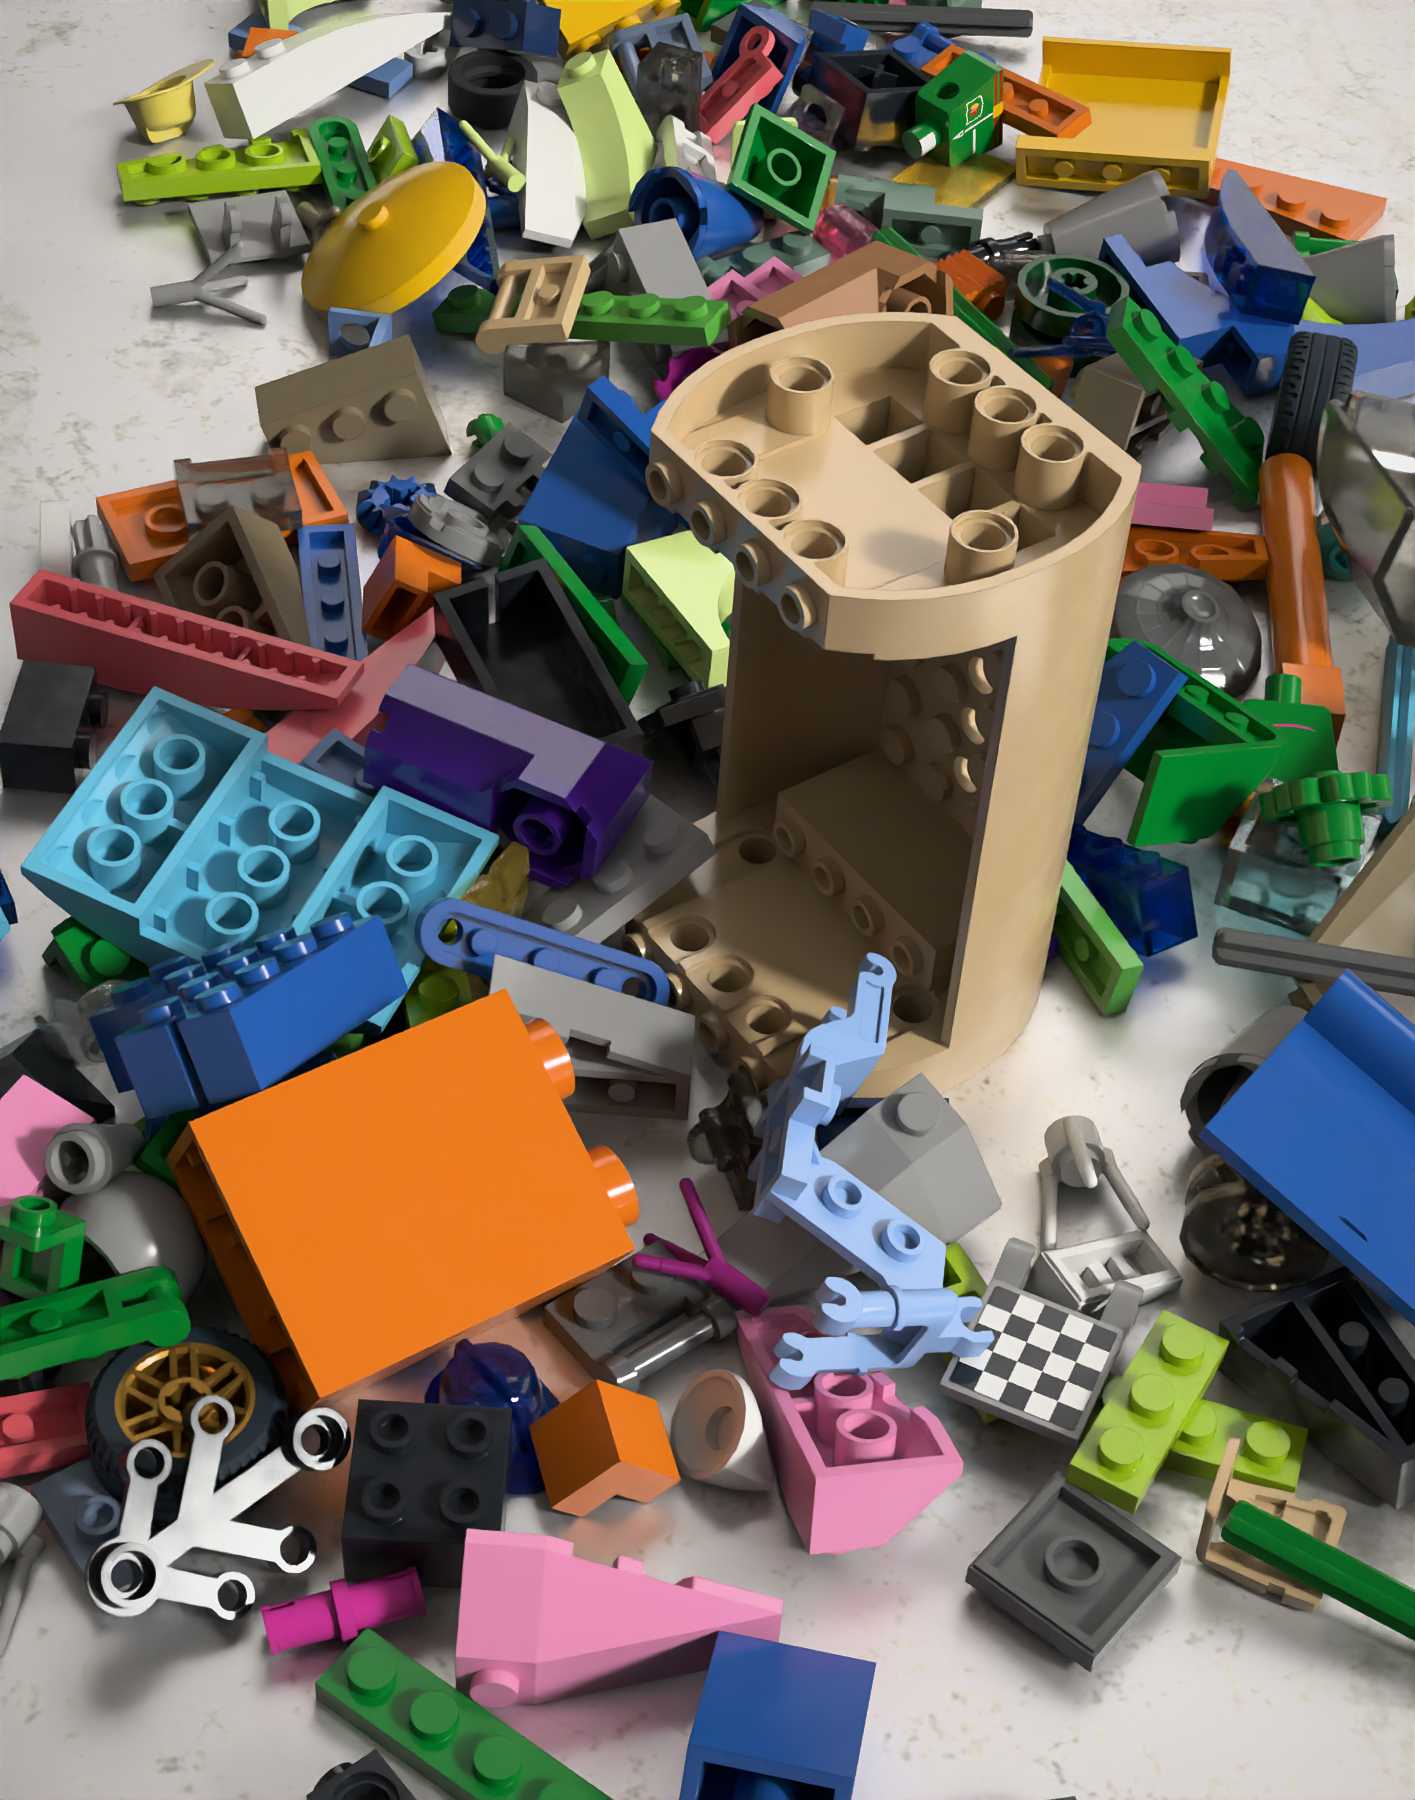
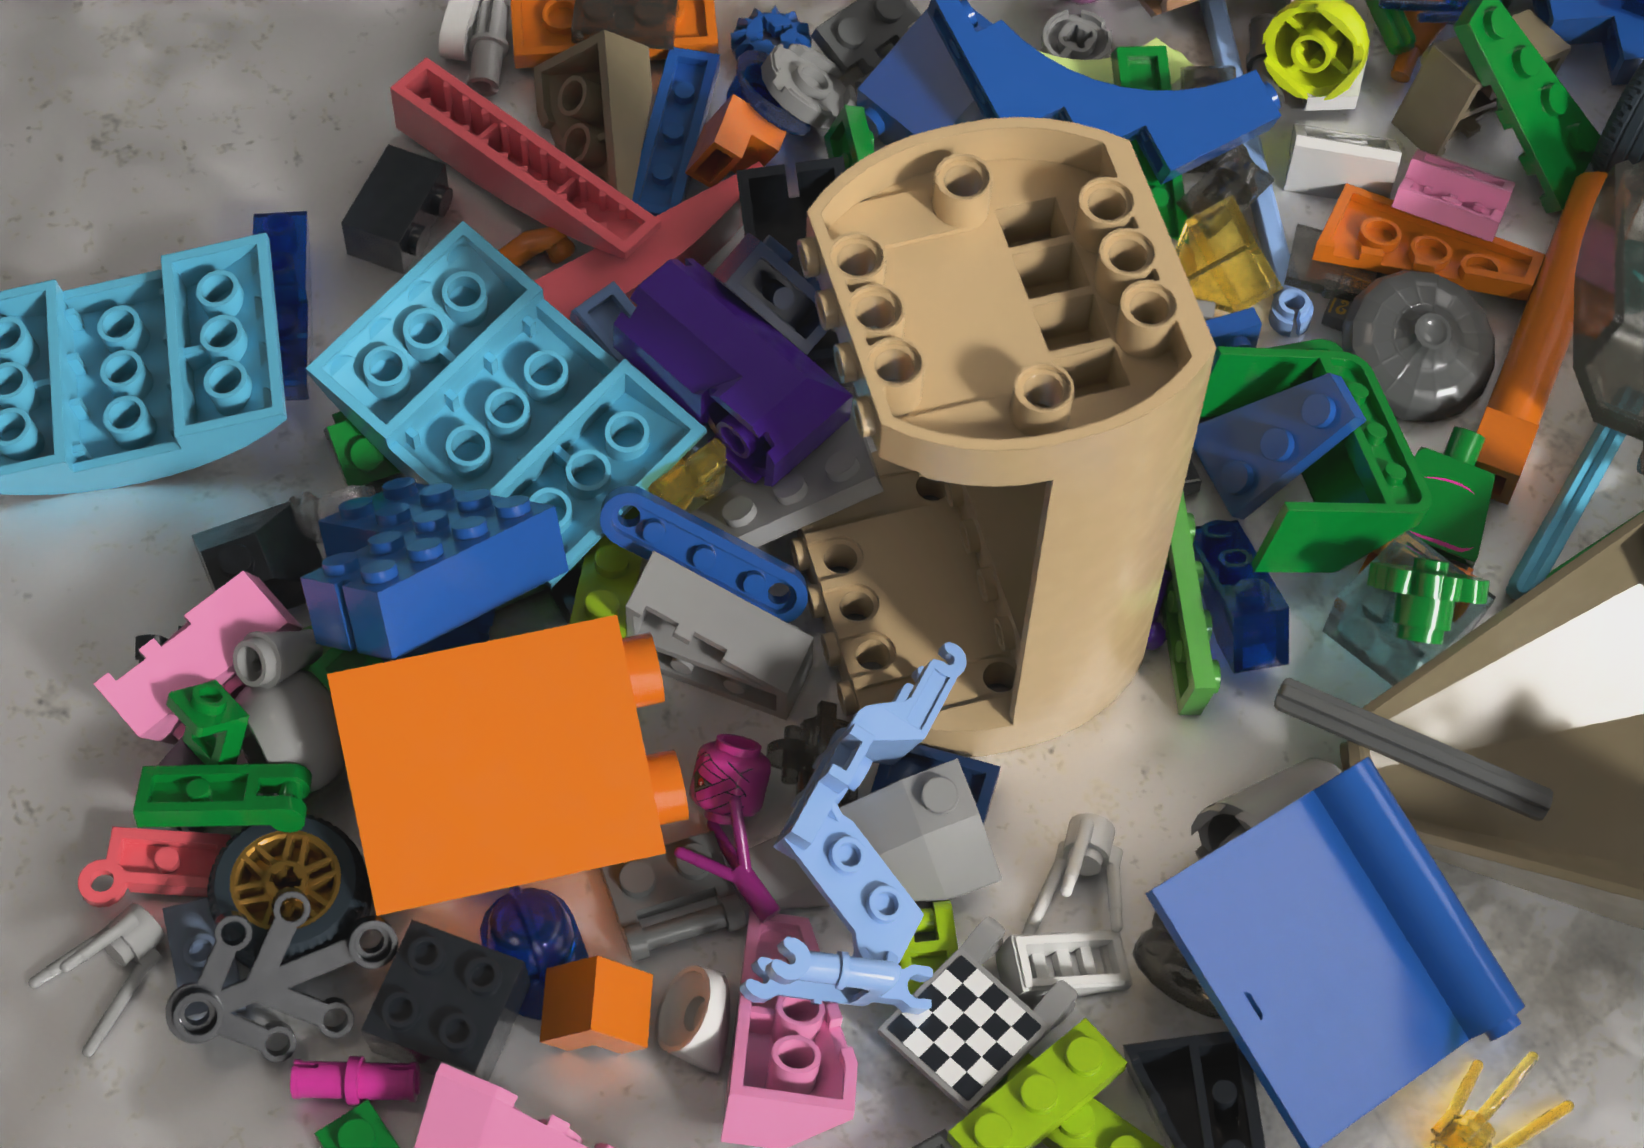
camera: 20 degrees right, 15 degrees up
(529, 674) = (773, 289): none -> dark blue brick
(656, 1166) = (728, 769): none -> dark pink head

